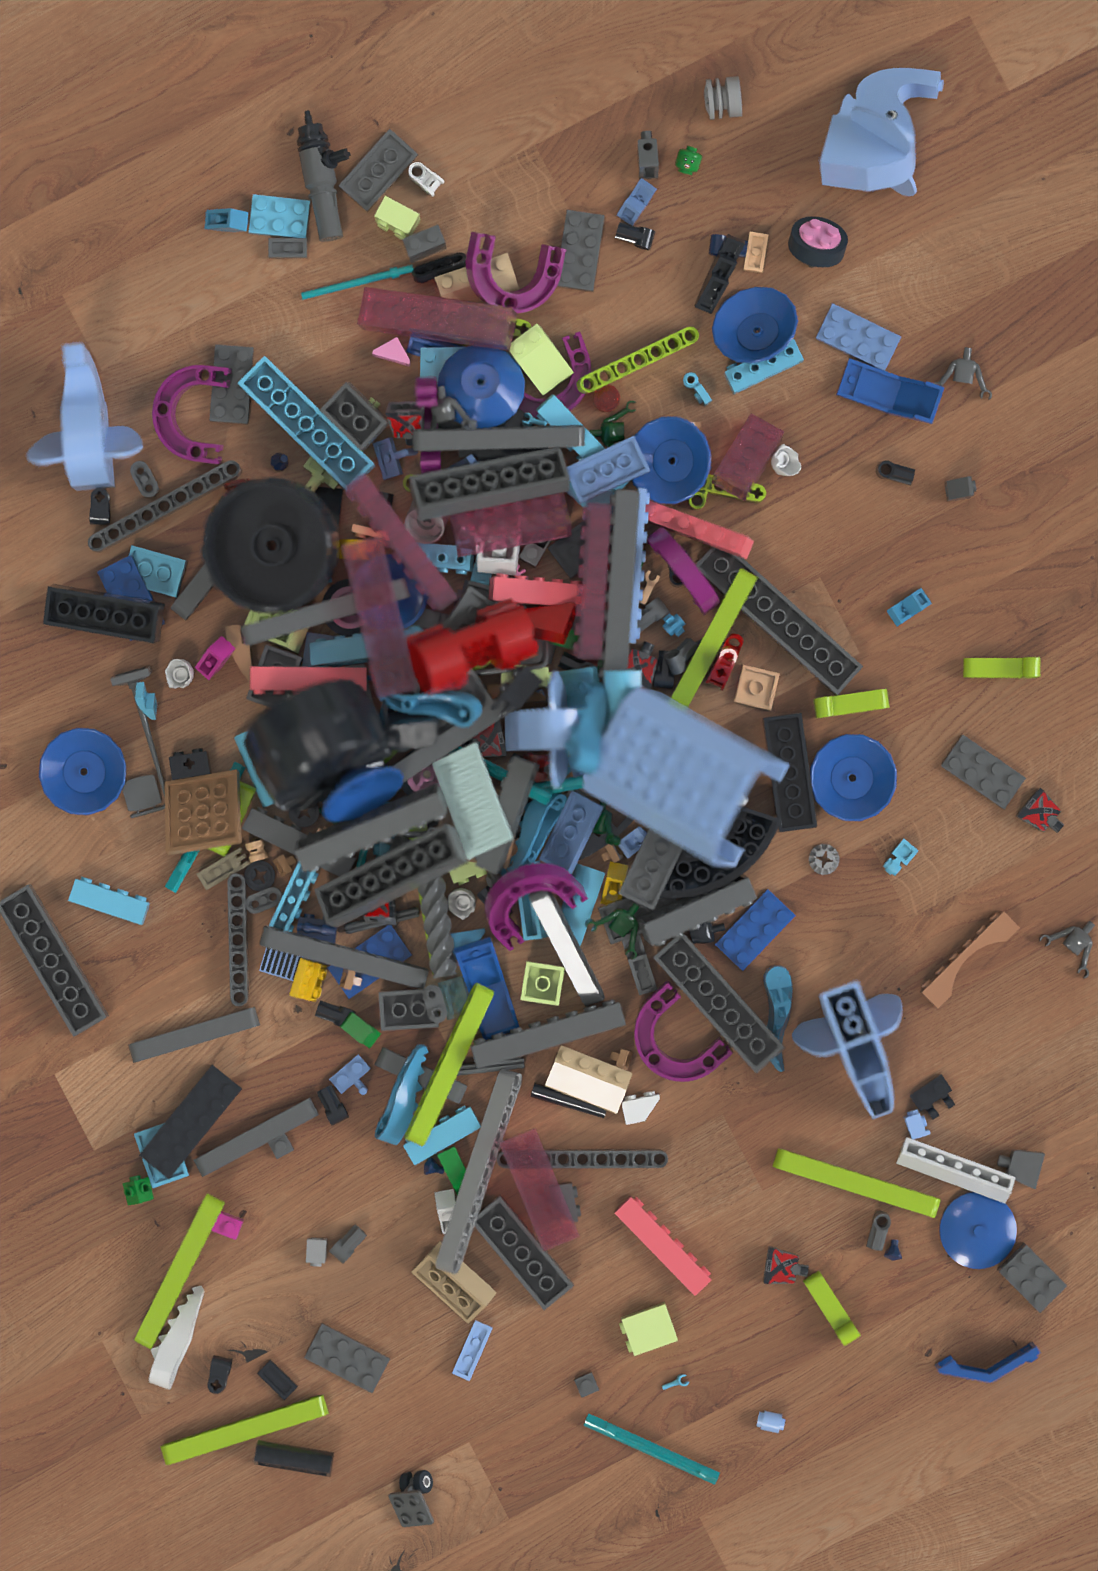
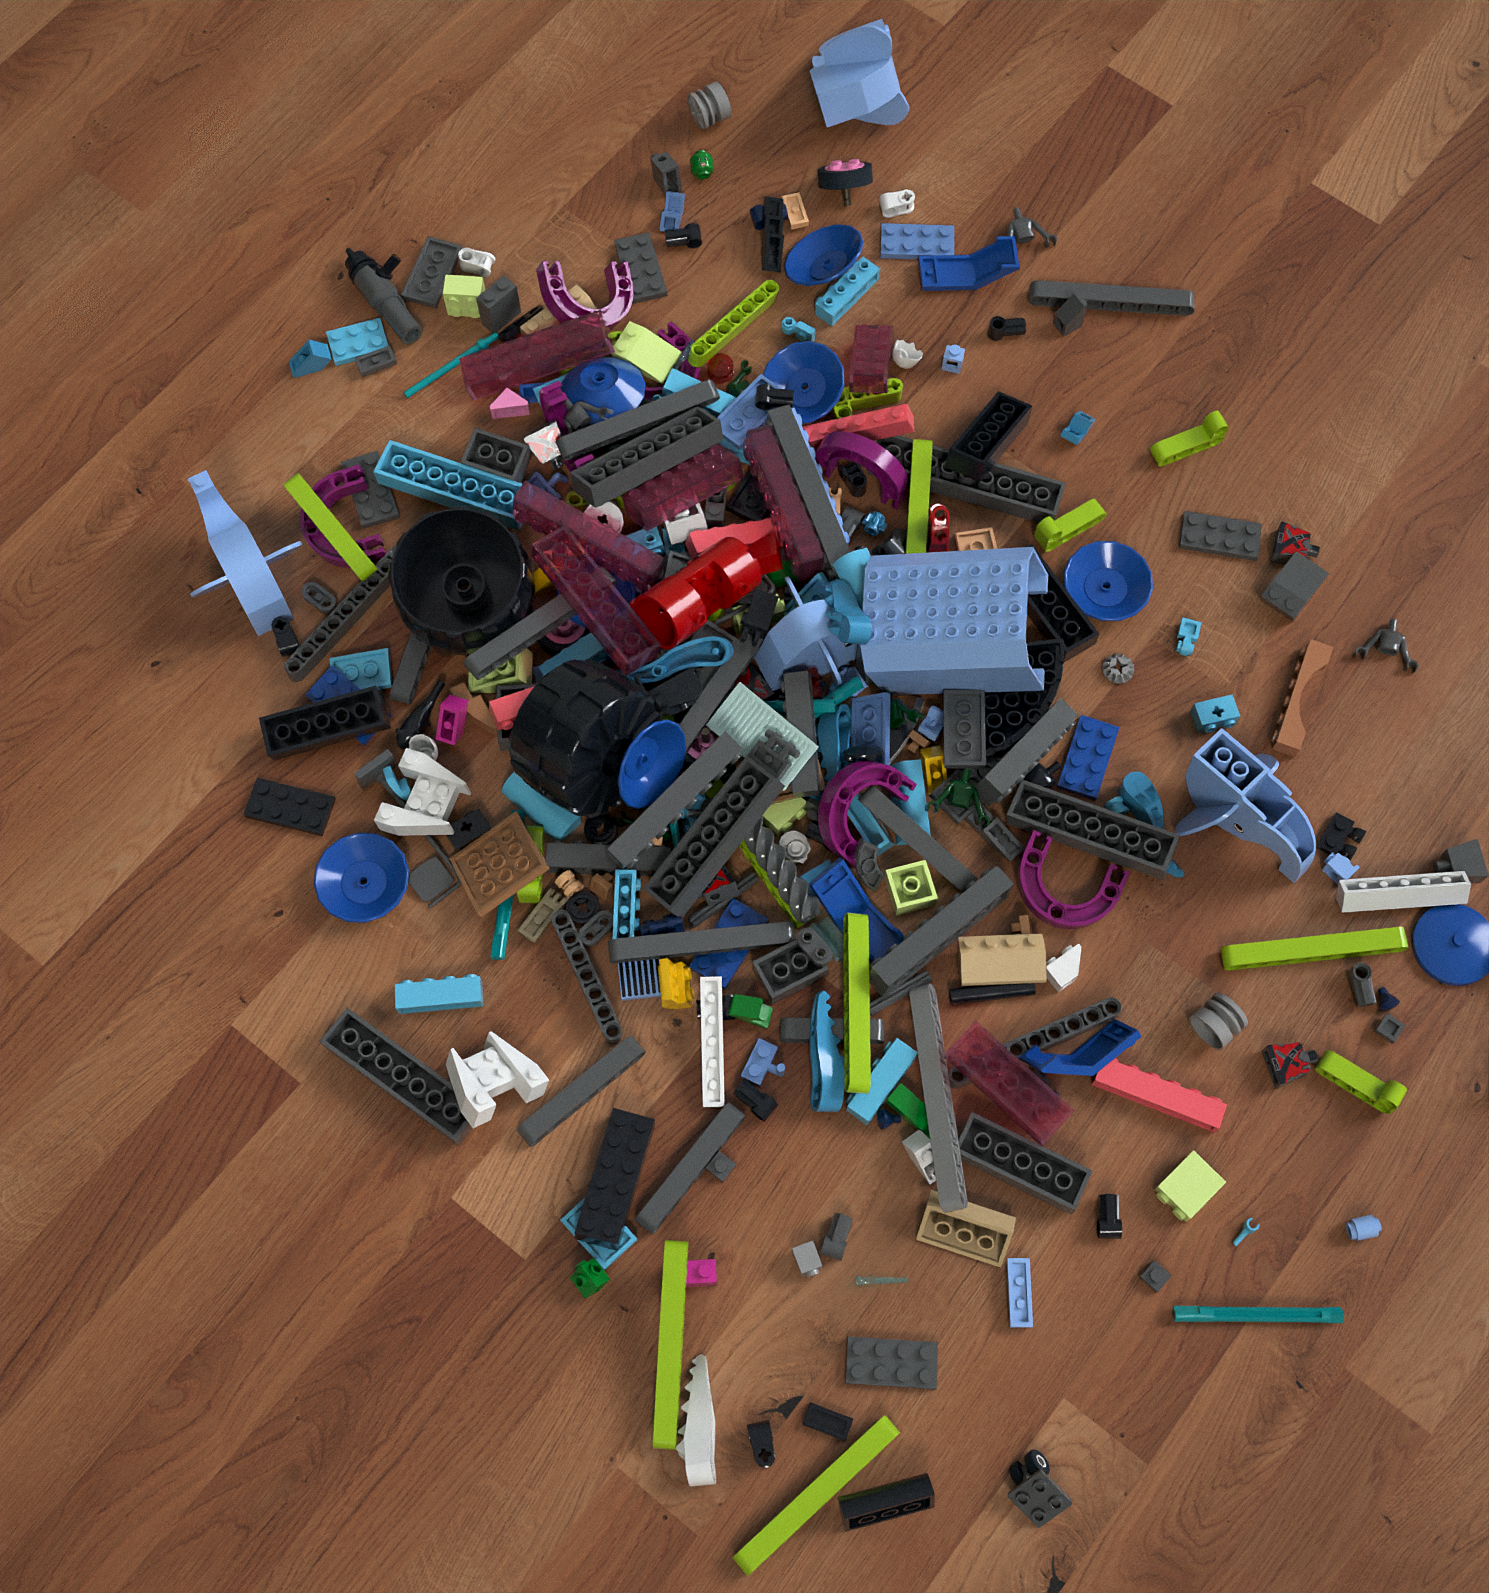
camera: 25 degrees left, 20 degrees down
(46, 672) = (289, 807): none -> black plate
(123, 992) = (490, 1074): none -> white wedge
(166, 727) = (428, 802): none -> white wedge
(177, 421) = (330, 527): none -> lime beam
(186, 640) = (418, 718): none -> black piece
(317, 1043) = (712, 1041): none -> white plate
(348, 979) = (717, 963): medium nougat tile -> none
(358, 1287) = (869, 1280): none -> clear light blue piece
(467, 829) = (769, 759): none -> dark grey plate
(514, 947) = (866, 864): none -> dark grey tile
(552, 853) = (864, 751): none -> black dish
(570, 1328) = (1108, 1223): none -> black piece
(574, 377) = (684, 355): none -> clear light blue piece
(616, 1192) = (1090, 1056): none -> blue windscreen
(628, 468) = (768, 397): none -> black piece
(741, 1210) = (1218, 1021): none -> light grey wheel
(754, 988) = (1116, 805): none -> medium azure wheel
(814, 591) = (988, 436): none -> black brick
(828, 484) = (954, 354): none -> light blue brick
(853, 286) = (895, 204): none -> white piece
(882, 1275) = (1389, 1028): none -> dark grey plate
(896, 939) = (1223, 707): none -> medium azure brick
(1011, 483) = (1114, 297): none -> dark grey beam
(1017, 855) = (1294, 586): none -> dark grey slope

